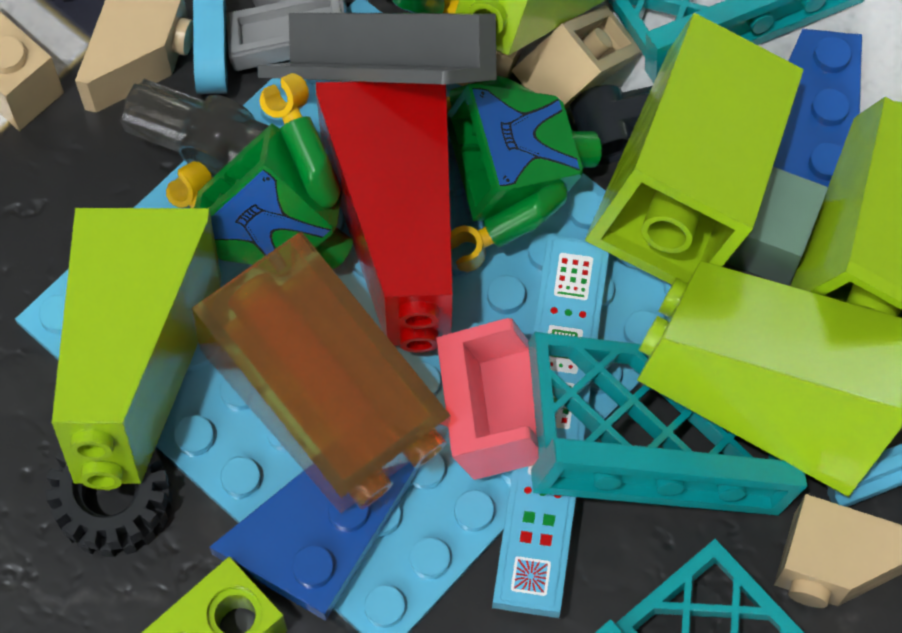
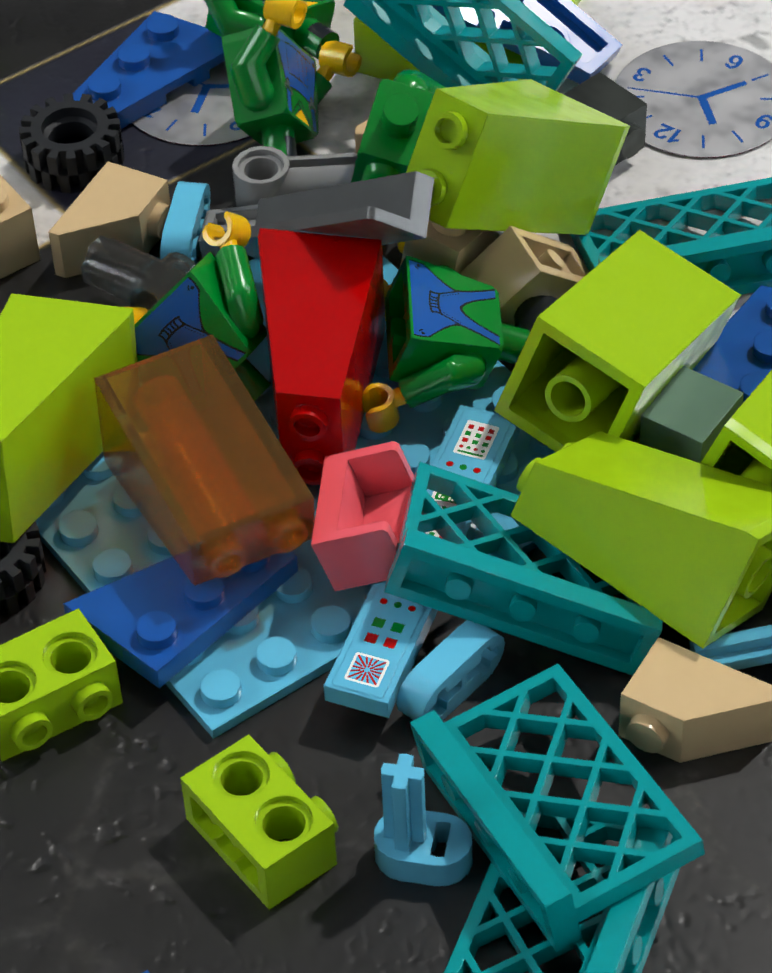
camera: 15 degrees right, 20 degrees down
(605, 555) = (451, 671): none -> medium azure beam

